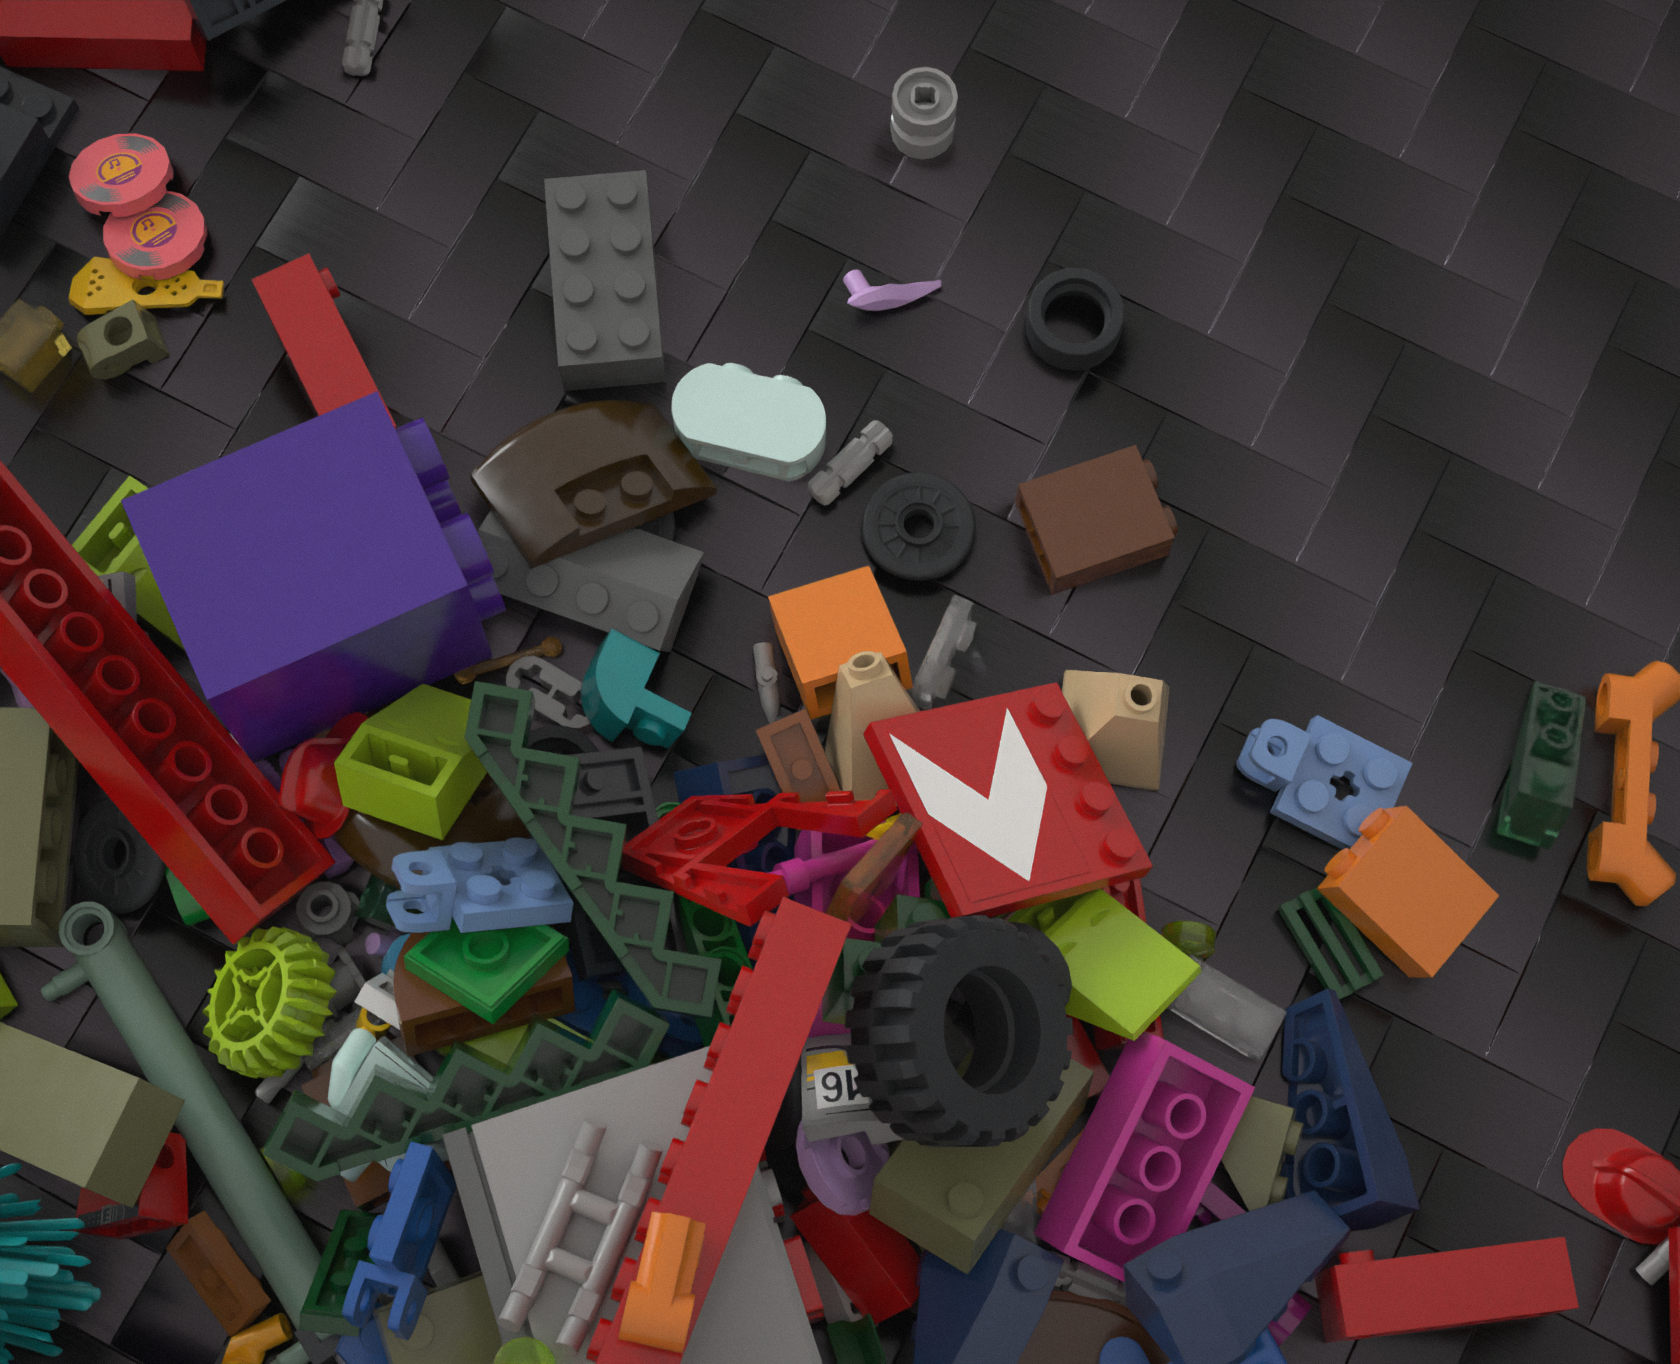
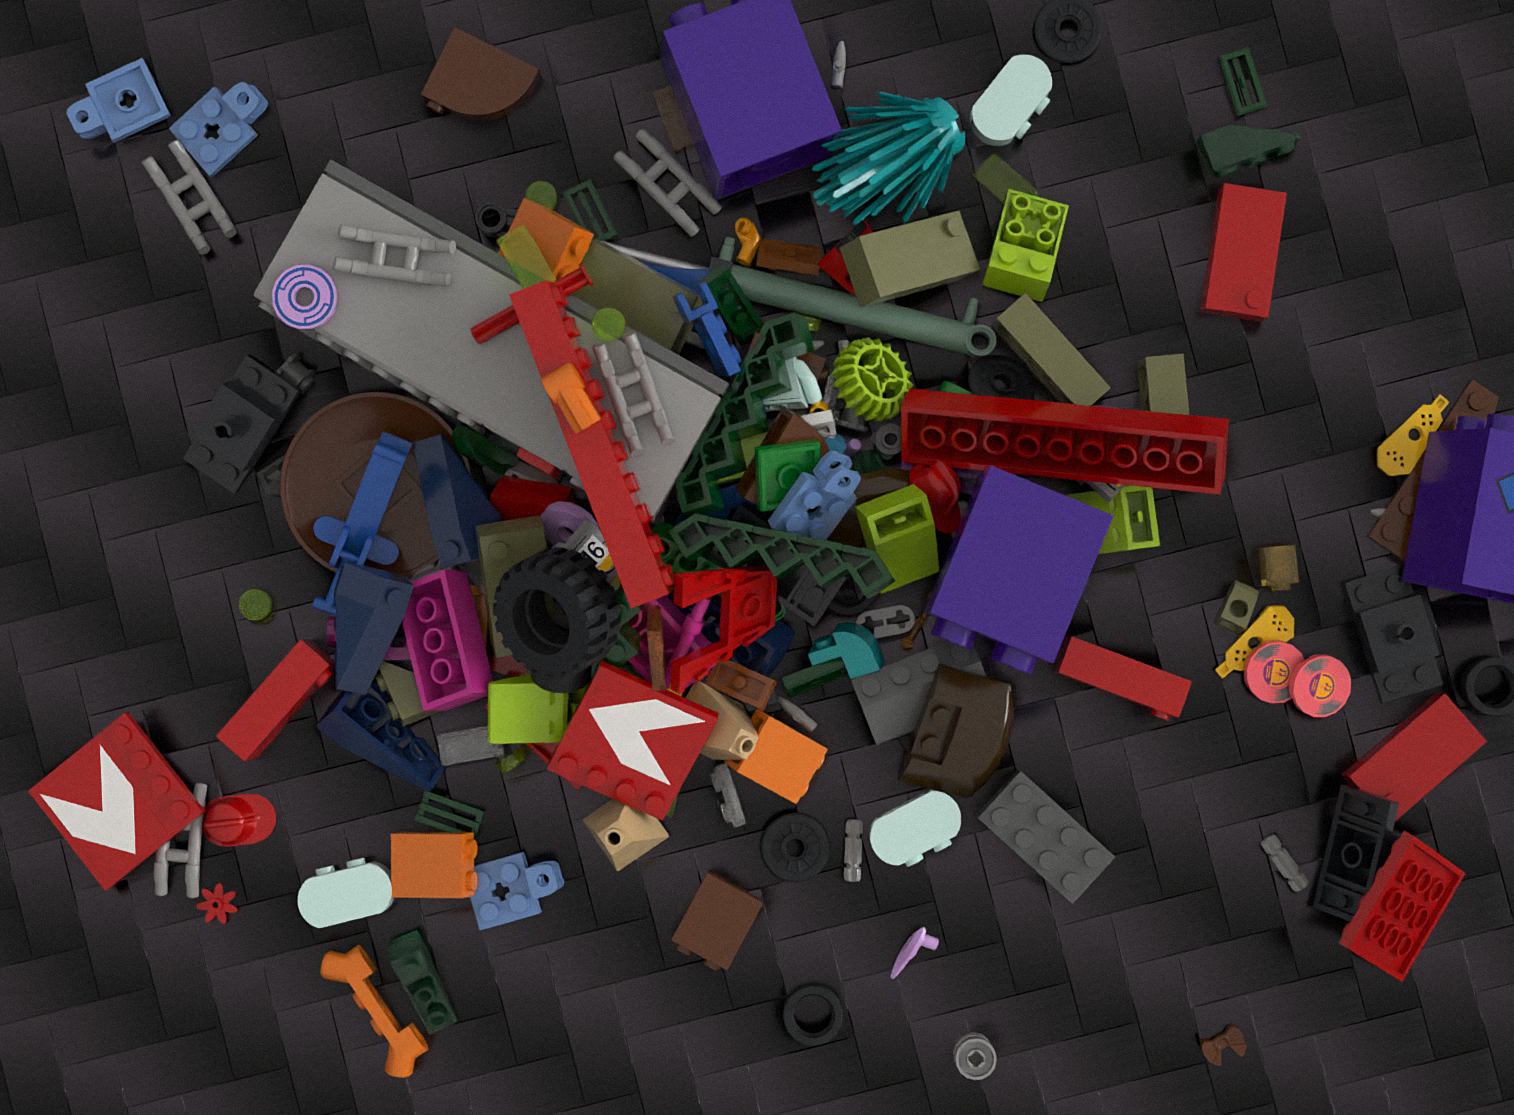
camera: 145 degrees right, 15 degrees up
(703, 702) = (814, 676): none -> dark green tile
(1555, 957) = (345, 893): none -> light aqua brick

